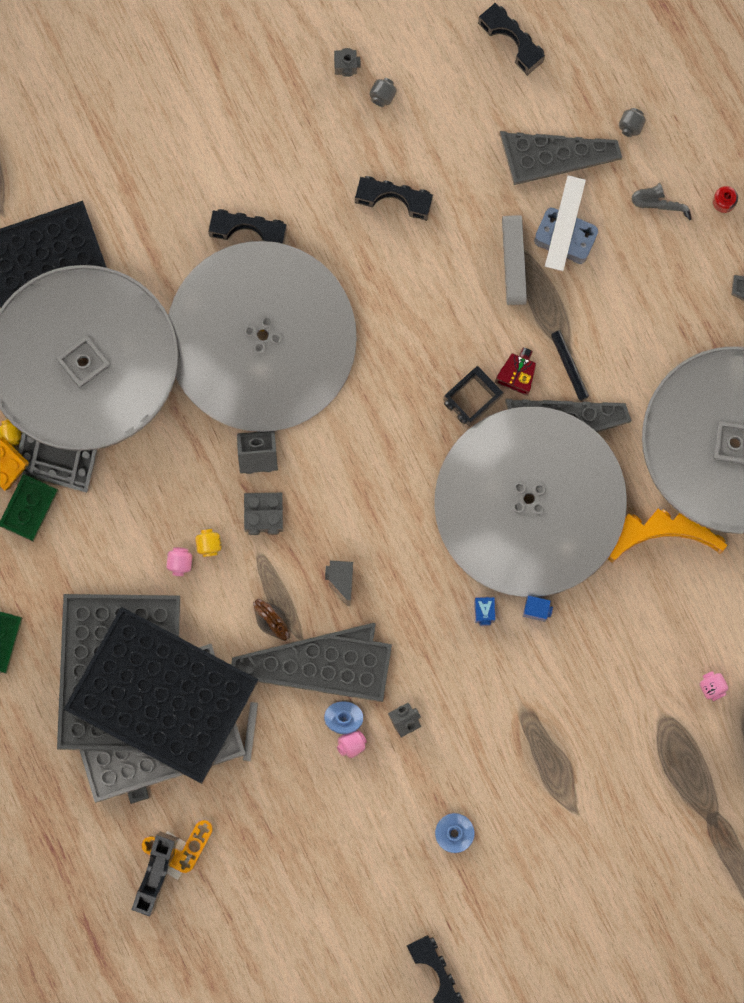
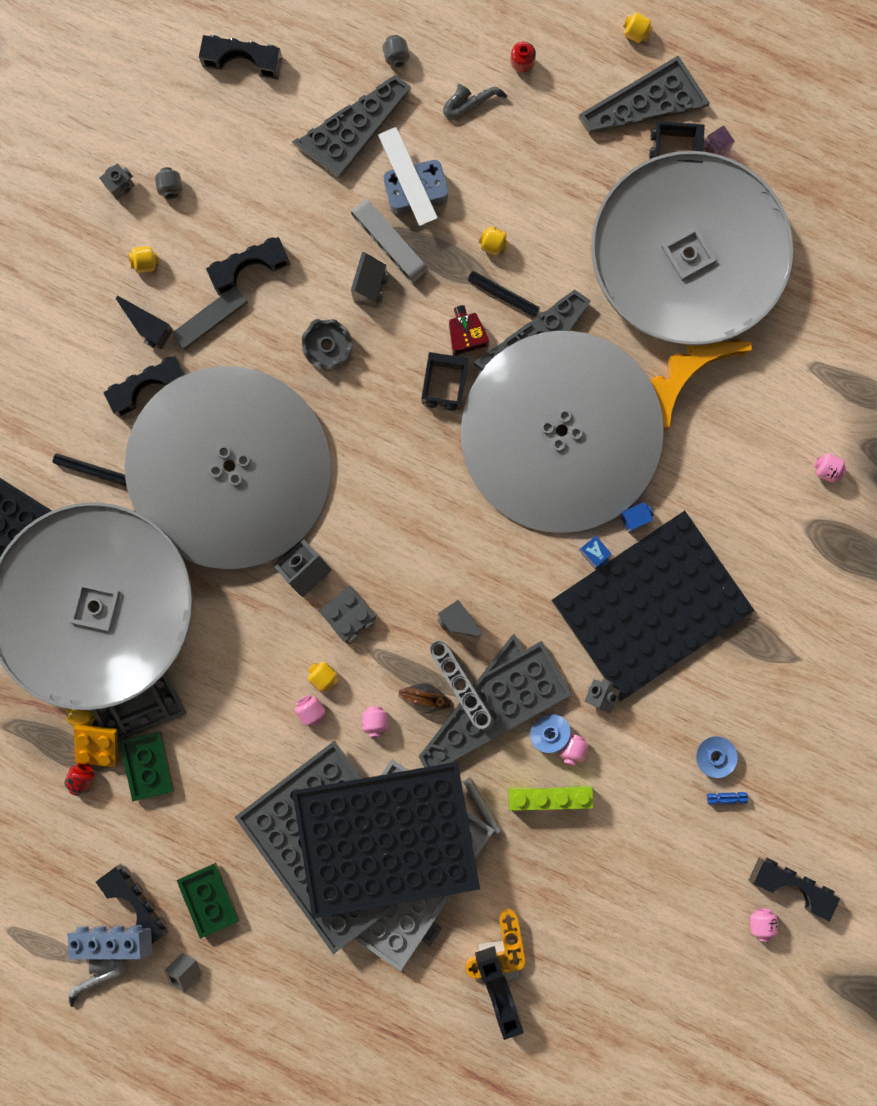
camera: 30 degrees left, 5 degrees up
(158, 259) = (89, 469): none -> black axle
(220, 606) = (374, 721): none -> bright pink head
(284, 187) = (150, 328): none -> black slope
(306, 763) = (550, 798): none -> lime arch
(308, 637) = (453, 679): none -> light grey beam
(319, 134) = (143, 259): none -> yellow head
(334, 214) = (209, 317): none -> dark grey tile
(390, 983) = (764, 924): none -> bright pink head
(406, 288) = (322, 331): none -> dark grey plate
(438, 871) = (727, 798): none -> blue axle
(475, 278) = (369, 281): none -> dark grey slope
(497, 684) = (652, 605): none -> black plate
(593, 320) = (493, 240): none -> yellow head

